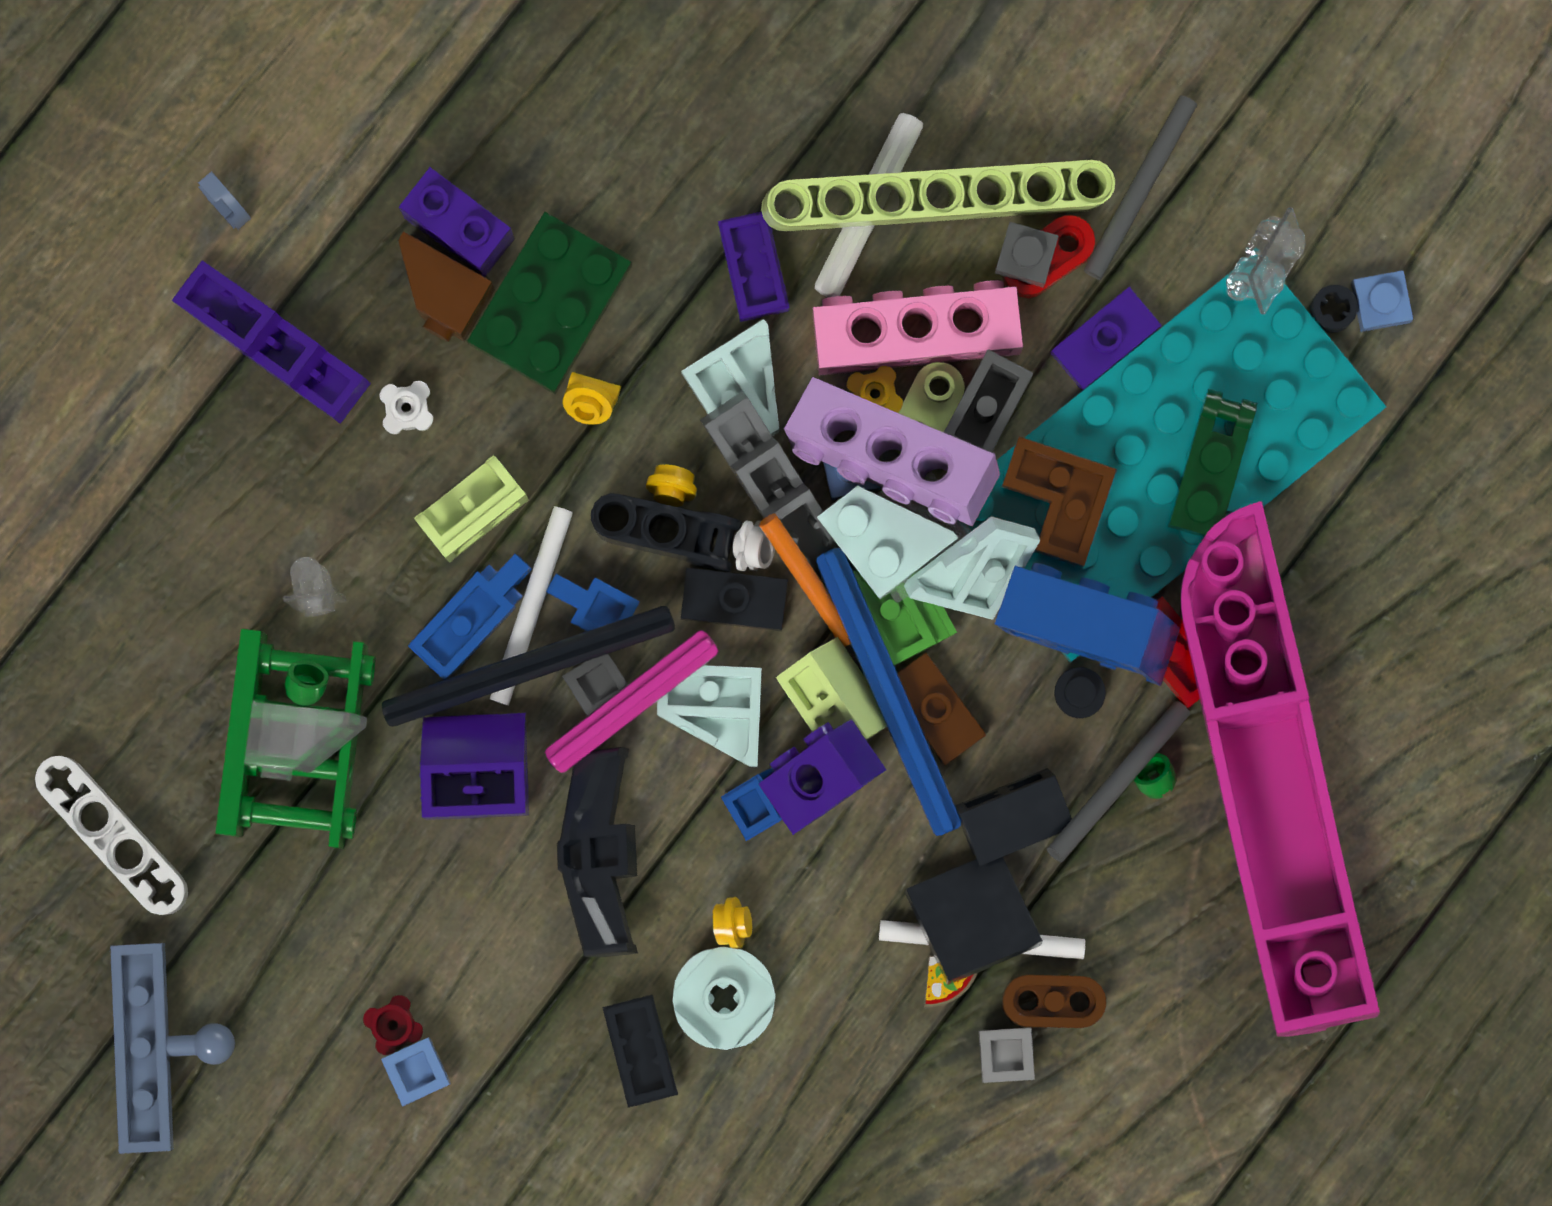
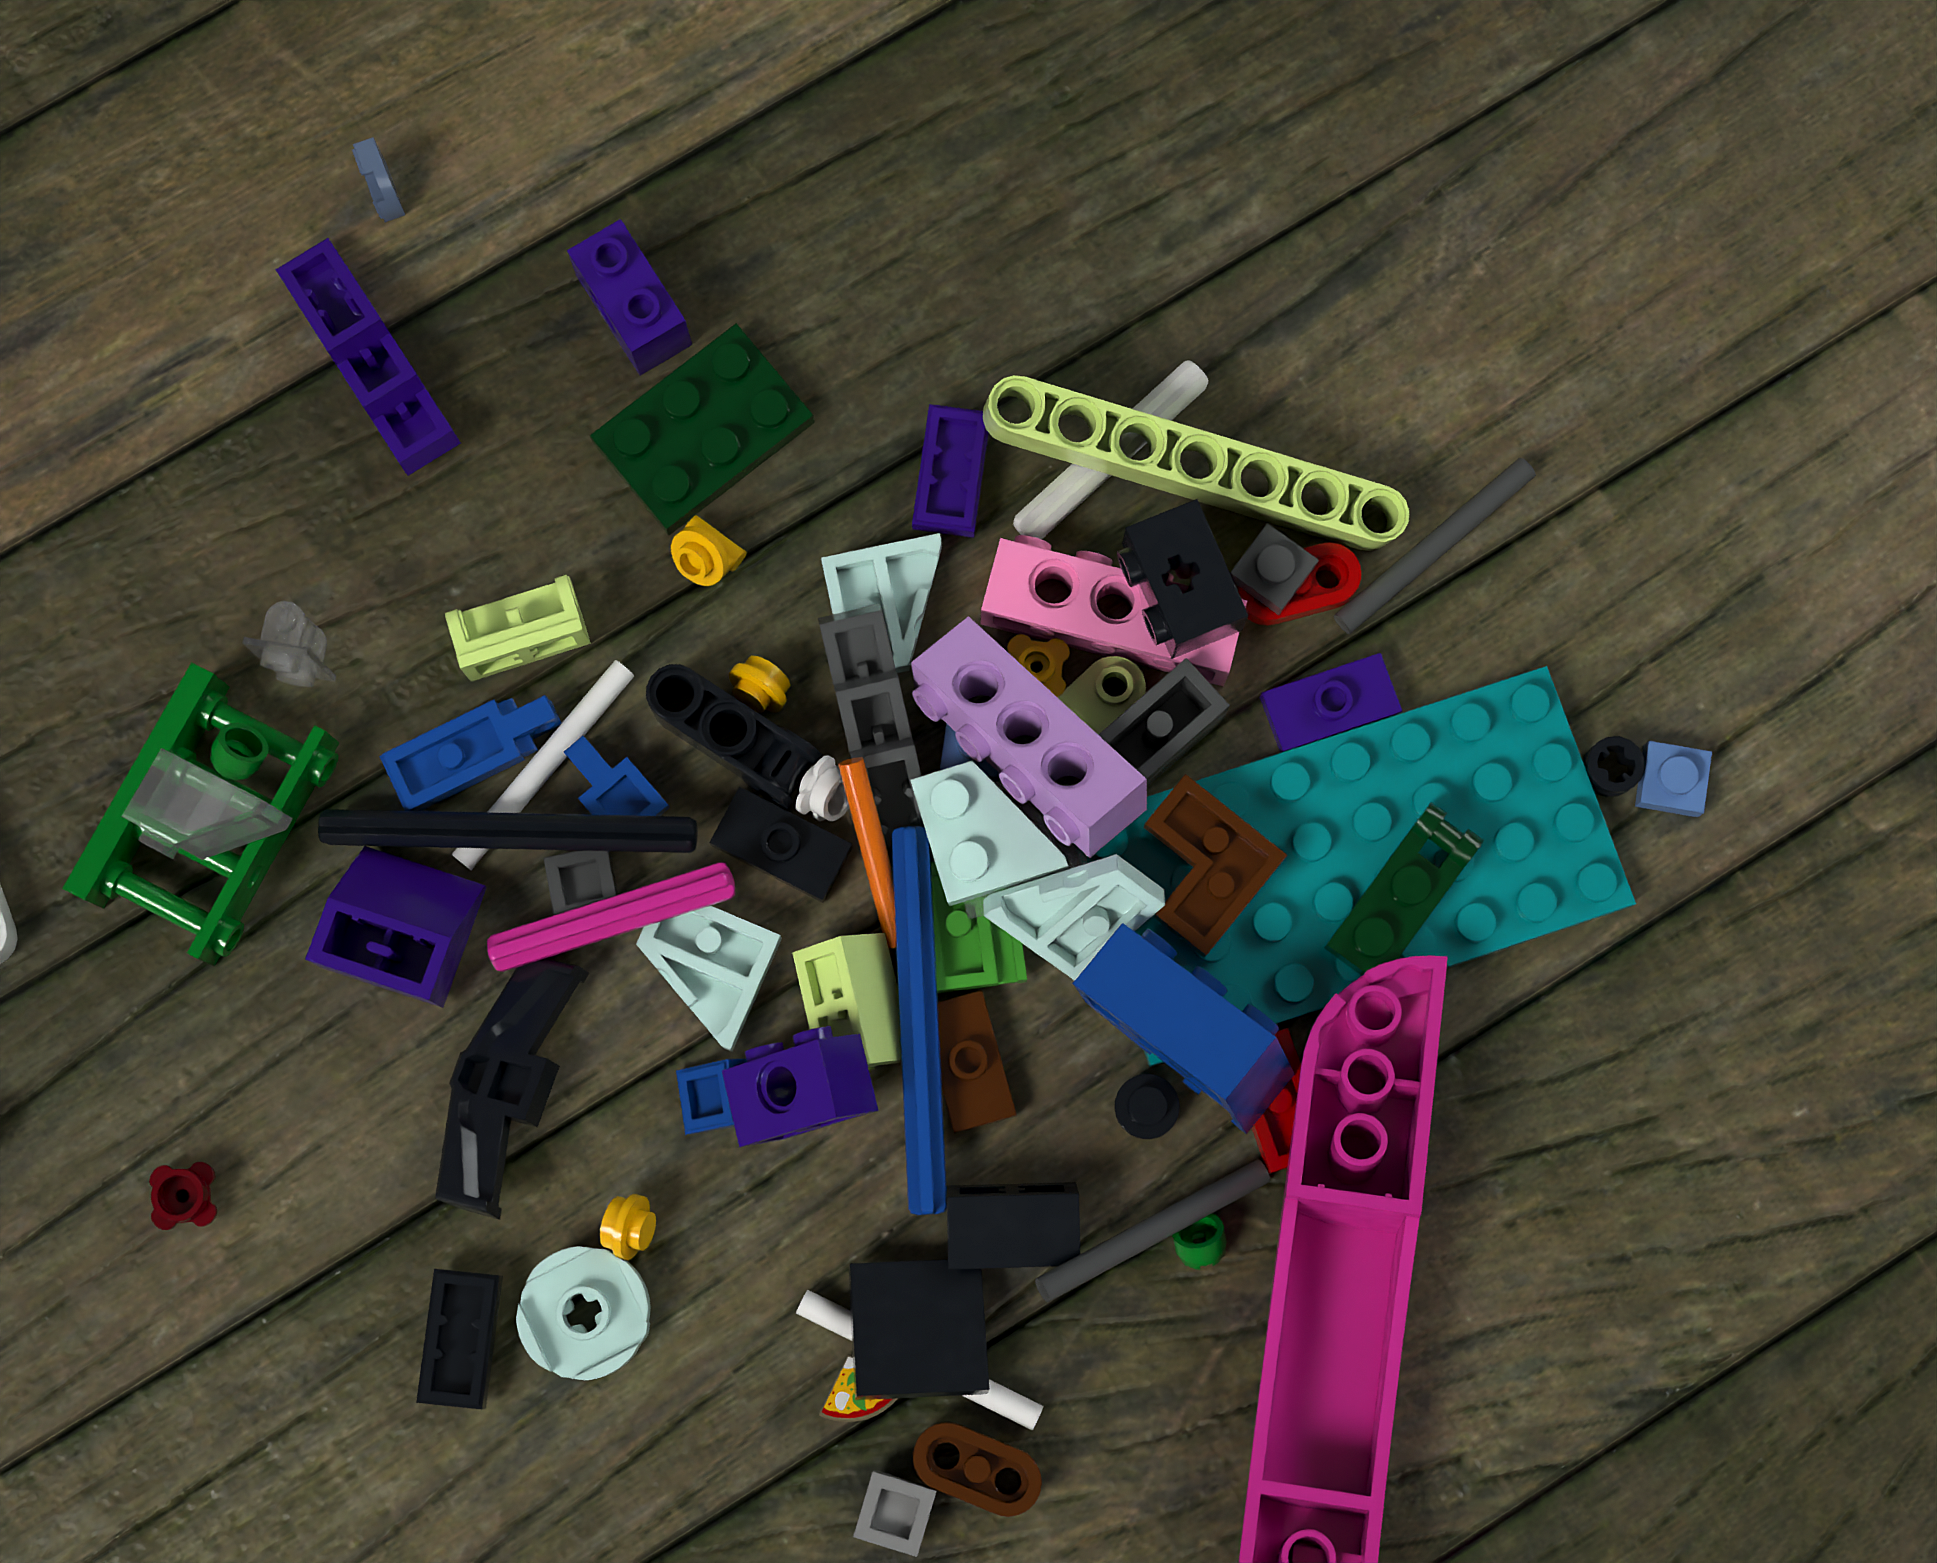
camera: 20 degrees right, 5 degrees down
(416, 1071) = (185, 1261): medium blue plate -> none
(417, 417) = (496, 502): white plate -> none
(444, 290) = (584, 367): reddish brown slope -> none
(957, 263) = (1182, 543): none -> black brick
(1277, 248) = (1556, 681): clear hinge -> none

